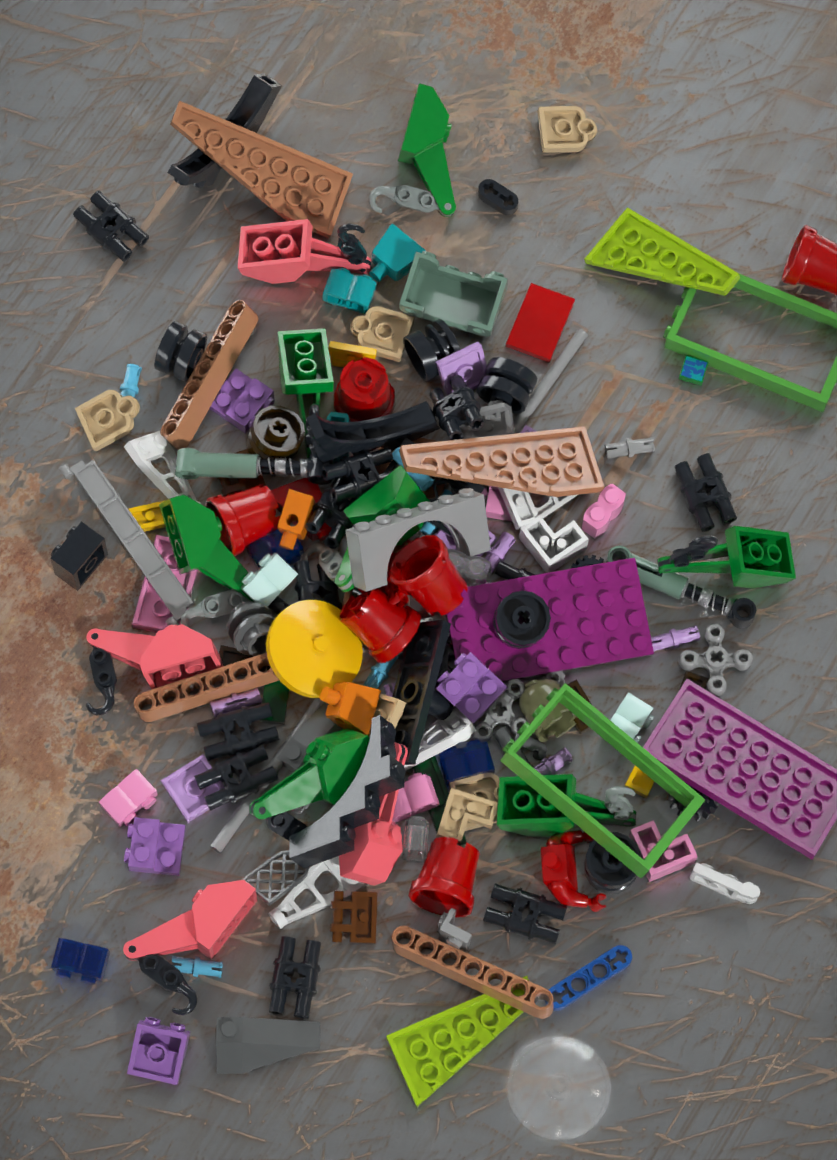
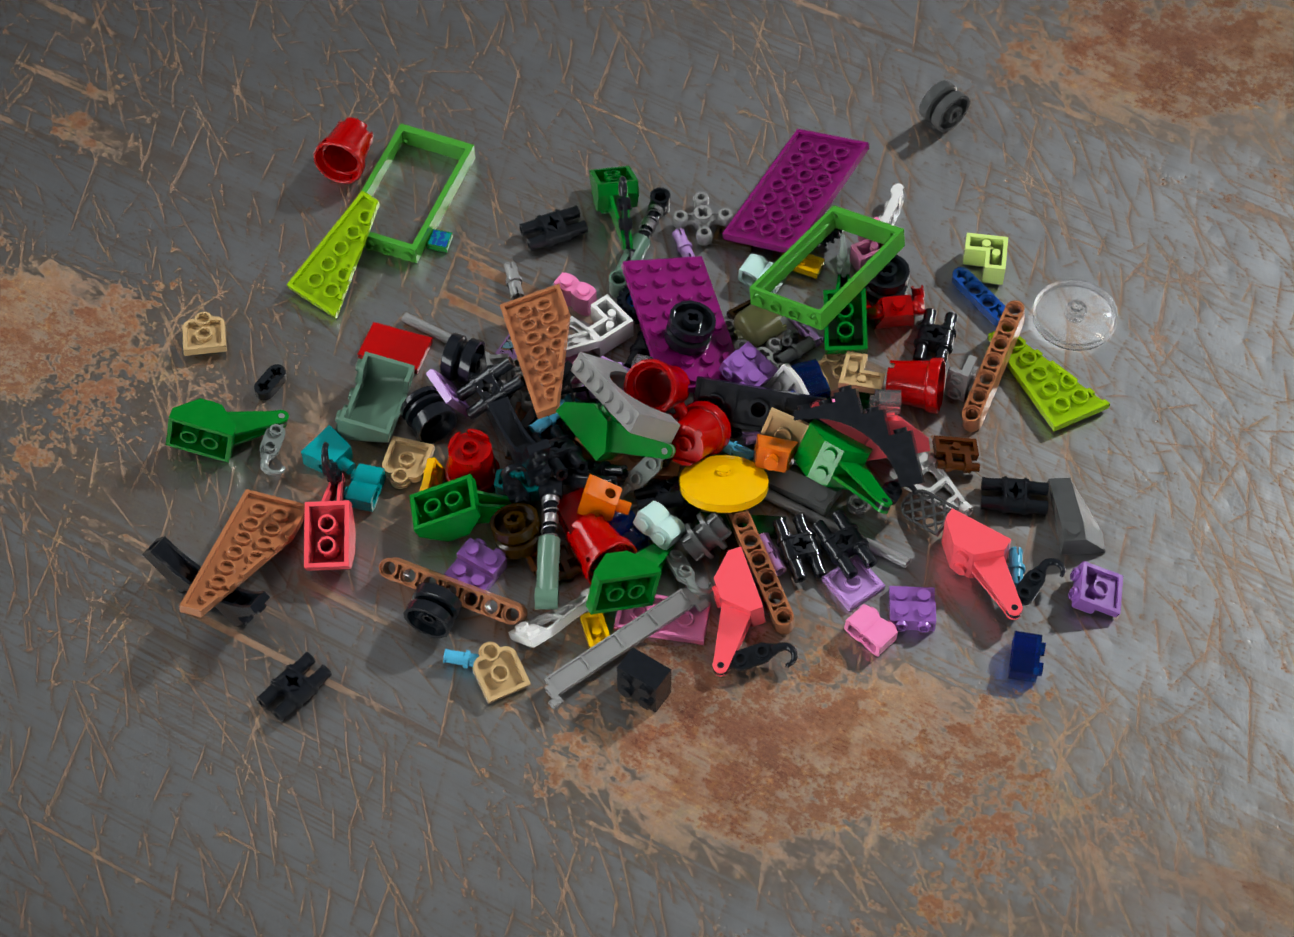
camera: 90 degrees left, 15 degrees down
(644, 994) = (987, 252): none -> yellowish green brick

